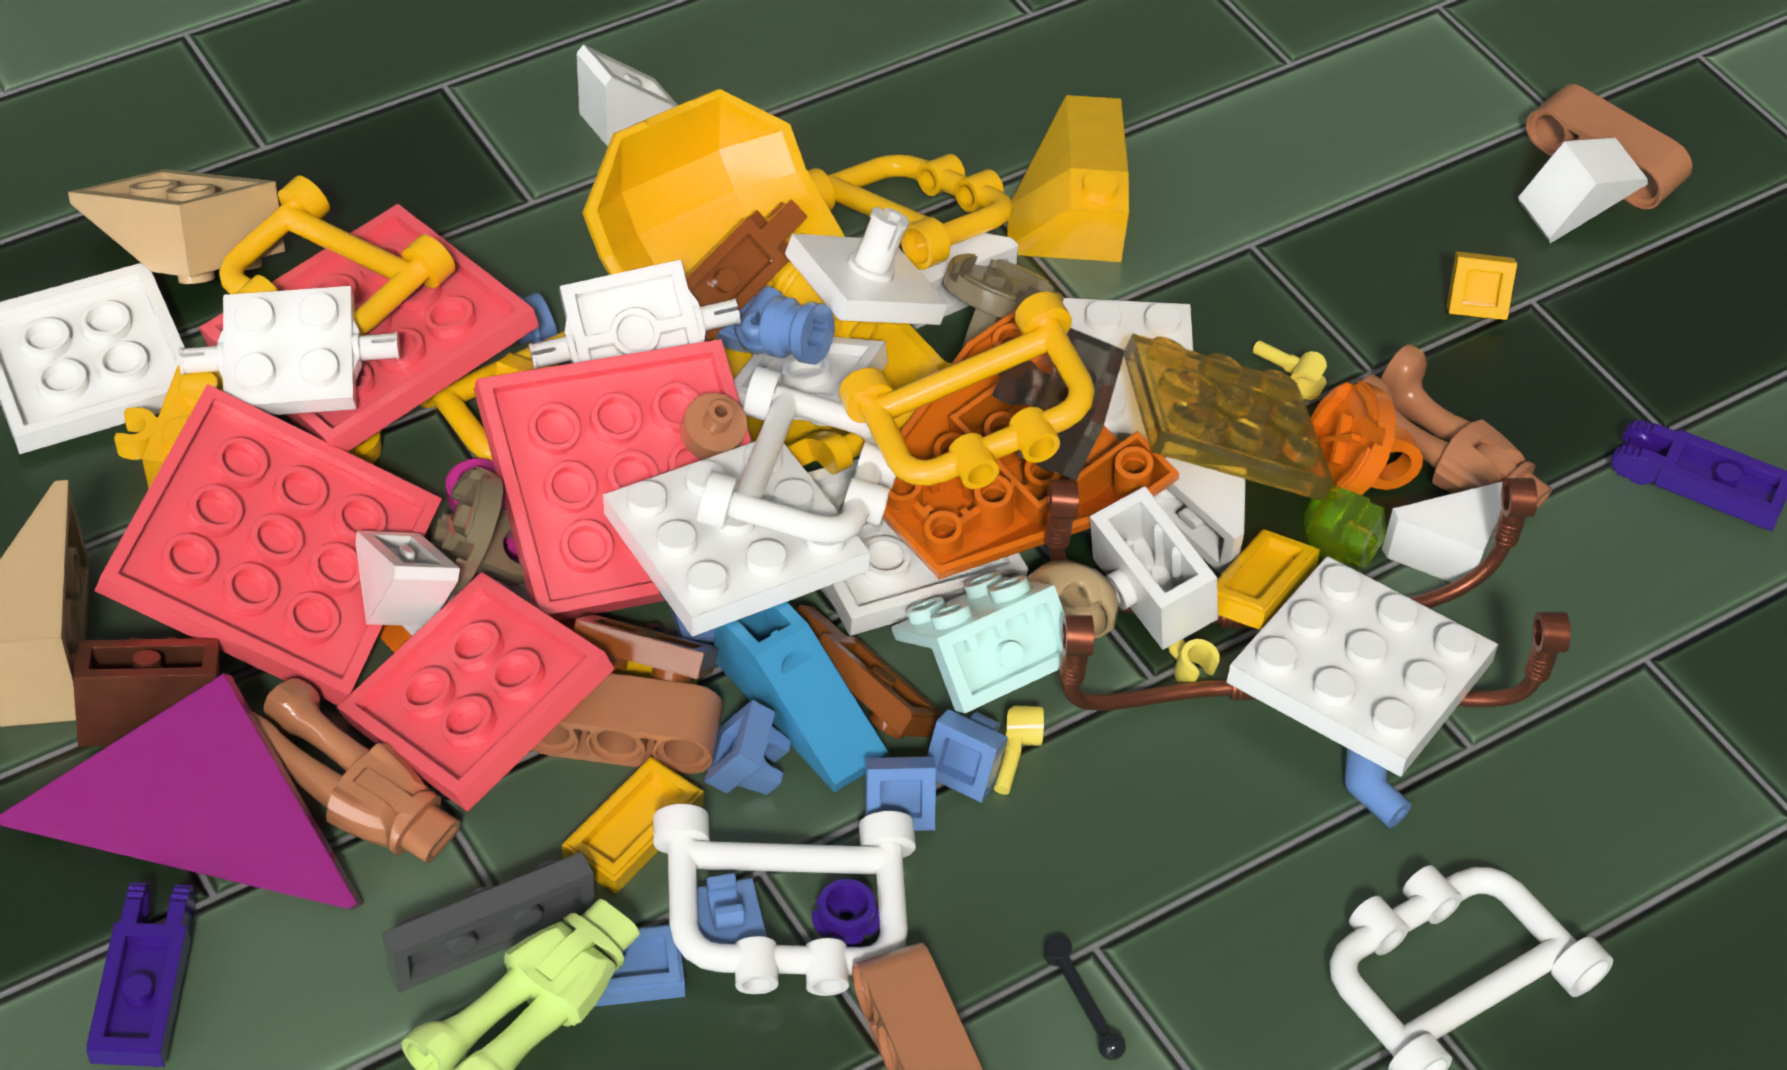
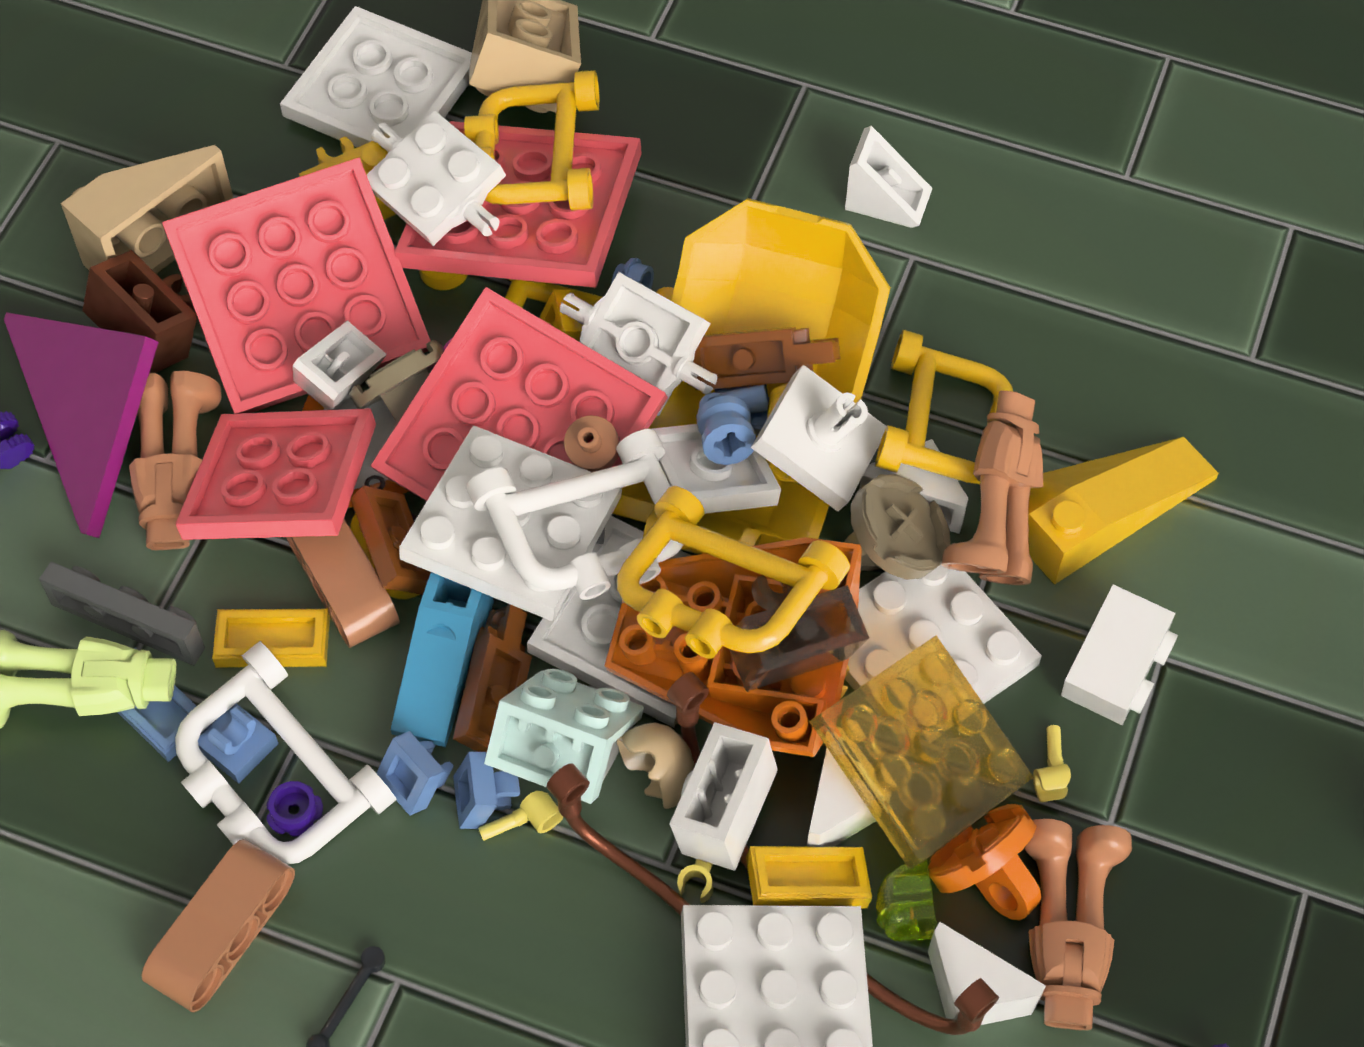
camera: 55 degrees right, 10 degrees up
(742, 748) = (370, 655): medium blue tile -> none
(1027, 186) = (1007, 469): none -> nougat piece
(1241, 253) = (1119, 654): none -> white brick
(1481, 285) = (1264, 843): yellow tile -> none

